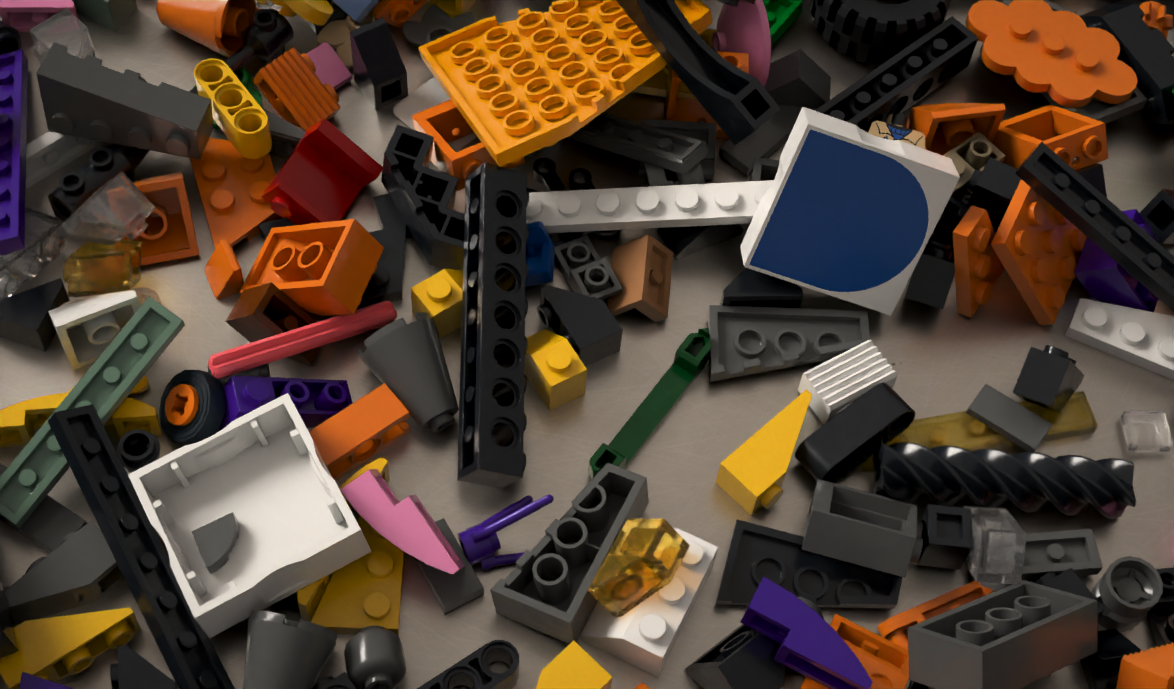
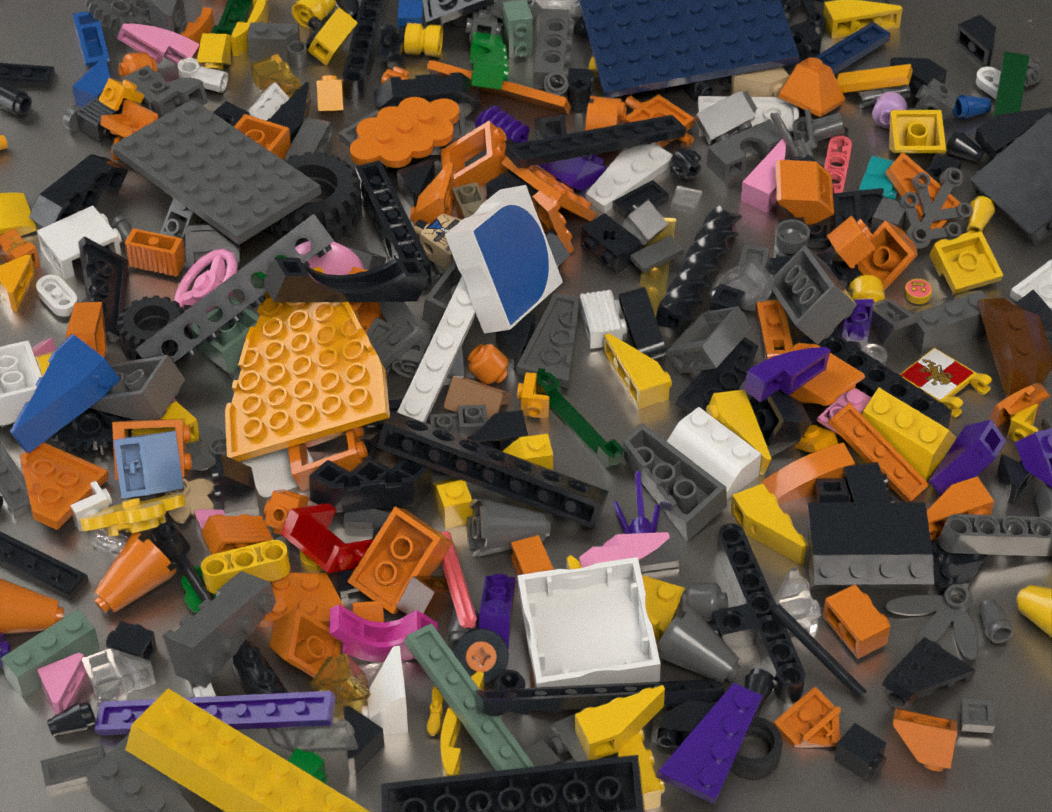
camera: 65 degrees left, 10 degrees down
(85, 593) = (612, 725): none -> yellow slope
(109, 214) = (314, 649): clear slope -> none
(115, 46) = (132, 640): none -> black brick
(189, 282) = (372, 639): none -> dark pink arch
(217, 541) = (598, 653): dark grey tile -> none
(362, 124) = (279, 506): none -> orange brick
(638, 564) = (699, 441): clear yellow slope -> none
(663, 337) = (531, 403): none -> light orange bracket
(695, 270) = (488, 364): none -> orange head
(714, 615) = (737, 415): none -> yellow slope
(986, 88) = (415, 179): none -> black slope
(998, 352) = (609, 243): none -> black brick
(1114, 372) = (649, 191): none -> black tile
(1137, 165) = (512, 128): none -> dark purple piece

